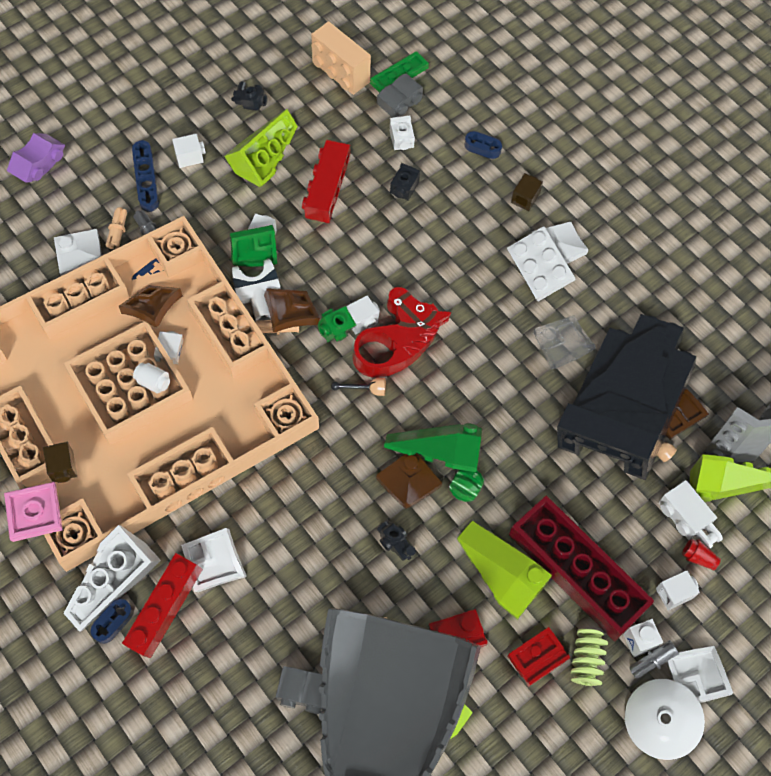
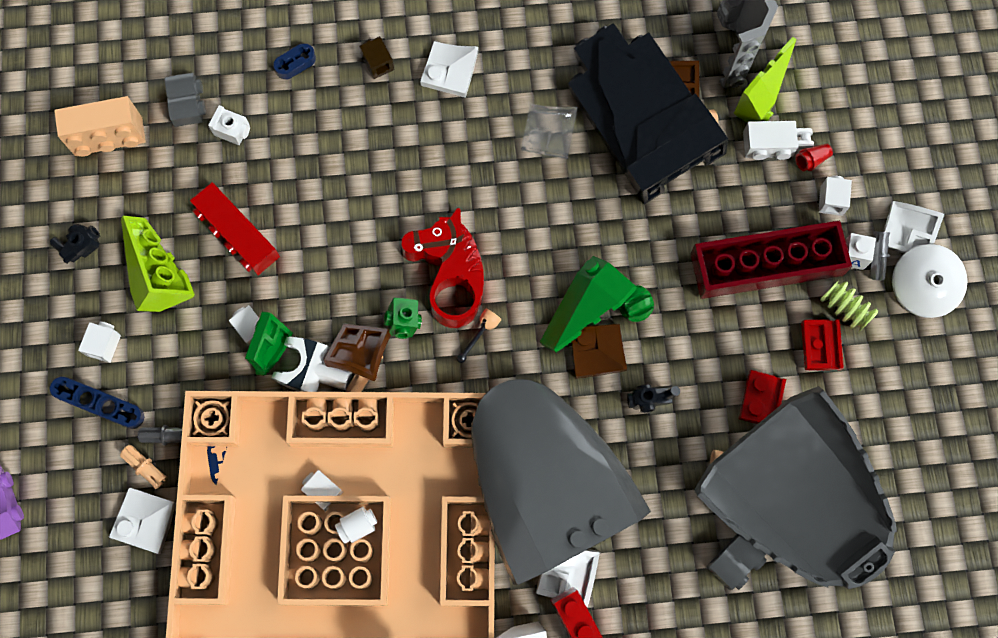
camera: 55 degrees left, 10 degrees up
(151, 303) = (265, 480): reddish brown plate -> none
(276, 494) = (547, 479): none -> dark grey windscreen
(364, 313) = (407, 284): white brick -> none
(405, 182) = (281, 152): black brick -> none
(411, 65) = (154, 90): green plate -> none
(505, 570) = (739, 321): lime wedge -> none
(541, 263) = (460, 96): white plate -> none

